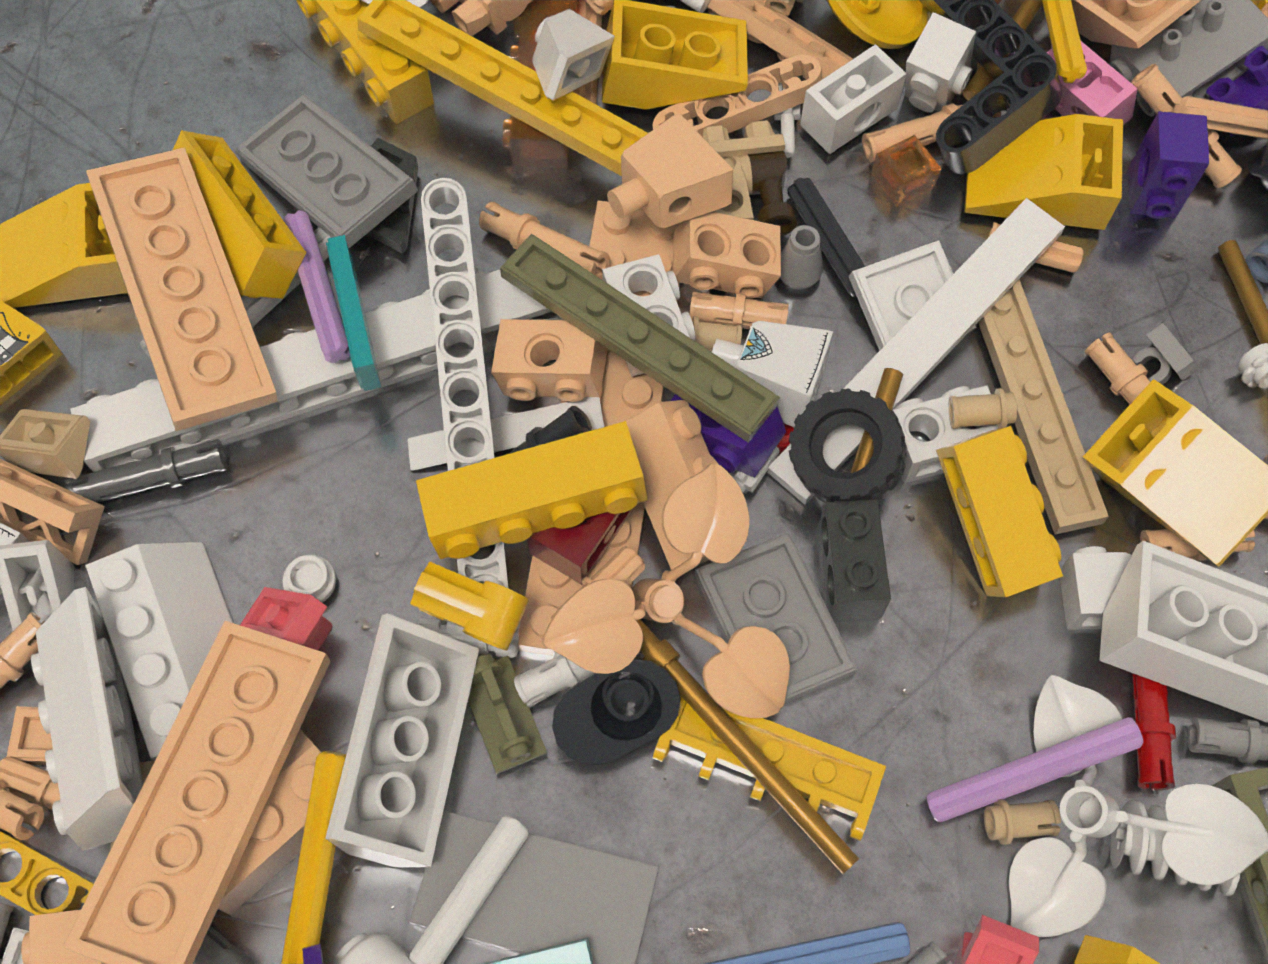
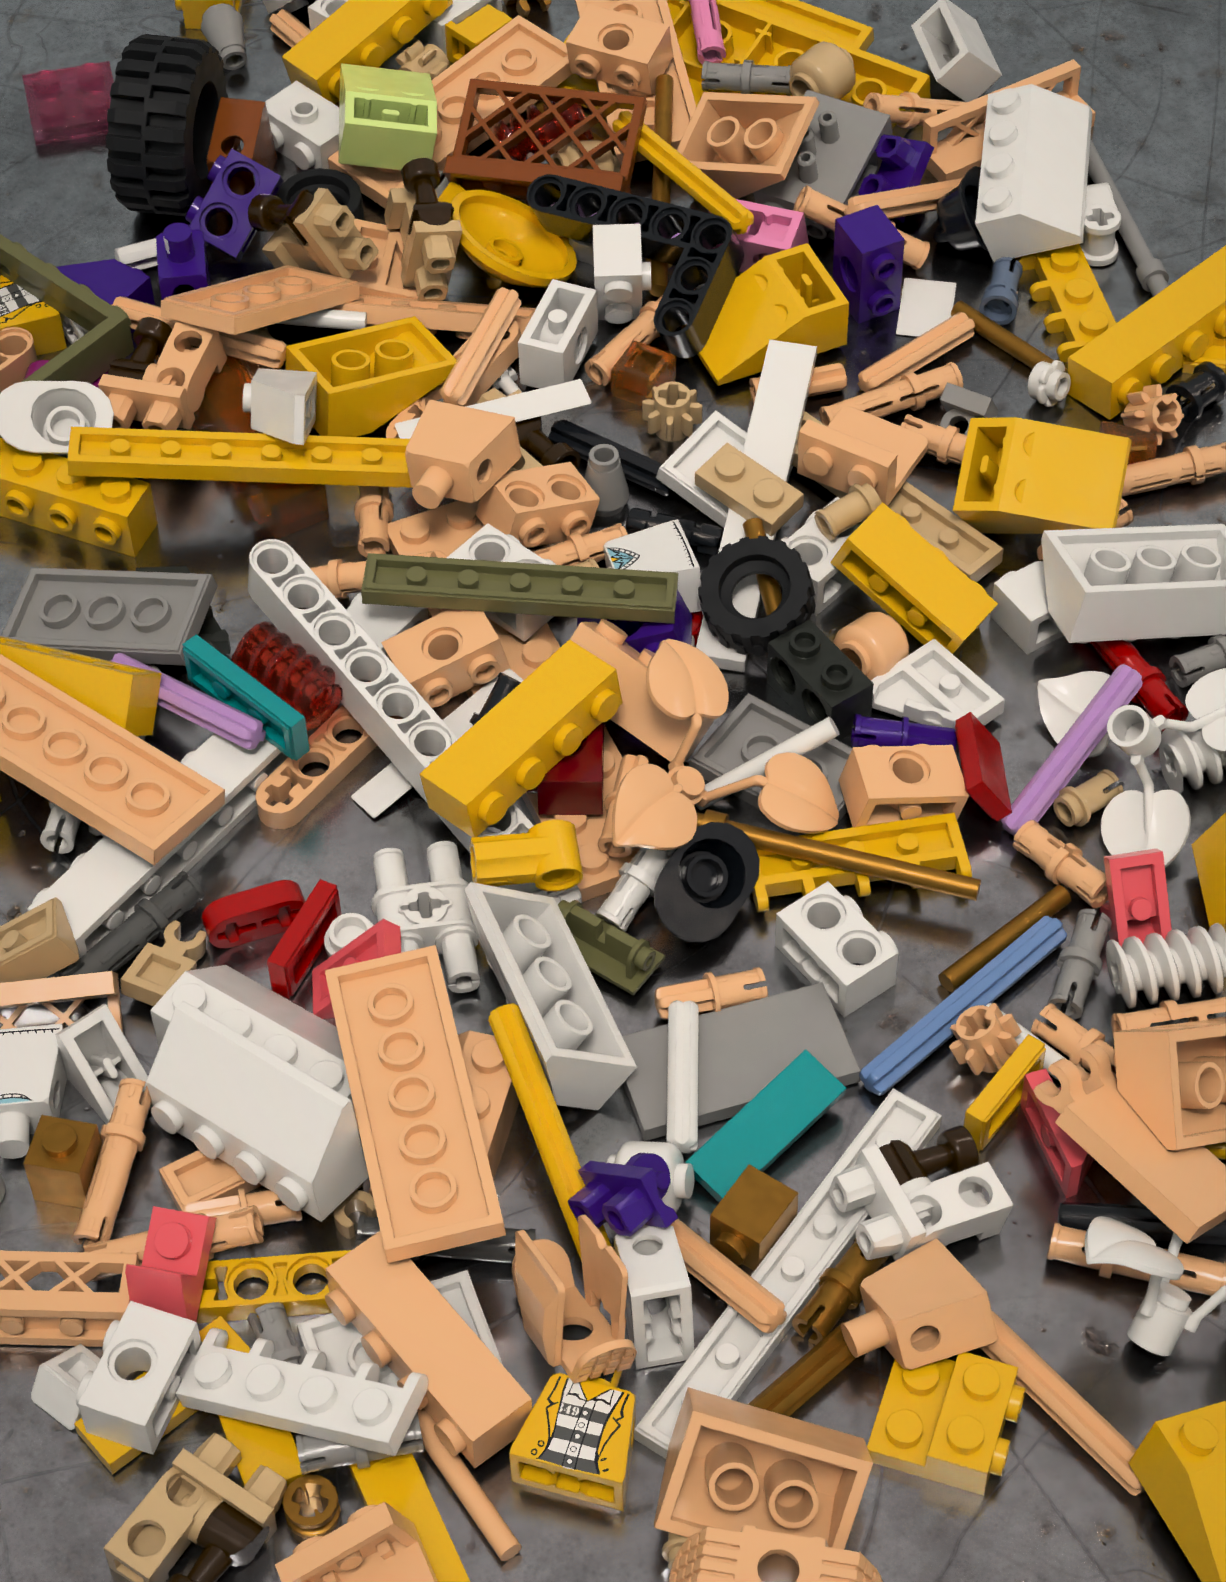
camera: 30 degrees left, 15 degrees down
(149, 521) = (159, 968): none -> tan plate
(249, 511) = (252, 913): none -> red beam
(267, 559) = (303, 939): none -> red tile
(364, 576) = (430, 911): none -> white pin
(396, 311) = (289, 672): none -> clear red piece
(417, 403) = (310, 790): none -> light nougat beam
(556, 818) = (712, 991): none -> light nougat axle
(597, 183) = (373, 514): none -> light nougat pin
(680, 842) = (831, 952): none -> white brick
(737, 618) = (799, 744): none -> white bar
(766, 149) = (523, 405): none -> white sticker
(773, 78) = (480, 347): none -> light nougat axle
(824, 712) = (901, 783): none -> light nougat brick
(842, 345) = (705, 538): none -> black axle
(853, 918) = (988, 949): none -> pearl gold bar
(894, 656) = (898, 733): none -> dark purple axle
(905, 219) = (672, 411): none -> tan gear
(913, 336) = (749, 488): none -> tan plate
(922, 551) = (873, 643): none -> light nougat head
(941, 735) = (983, 767): none -> red tile
(953, 876) = (1062, 863): none -> light nougat pin
(954, 627) = (935, 689): none -> white wing
(1037, 354) = (859, 451): none -> light nougat bracket
(1128, 308) = (909, 392): none -> light nougat pin
(1160, 272) = (917, 352): none -> light nougat axle
(1200, 229) = (924, 305): none -> white sticker

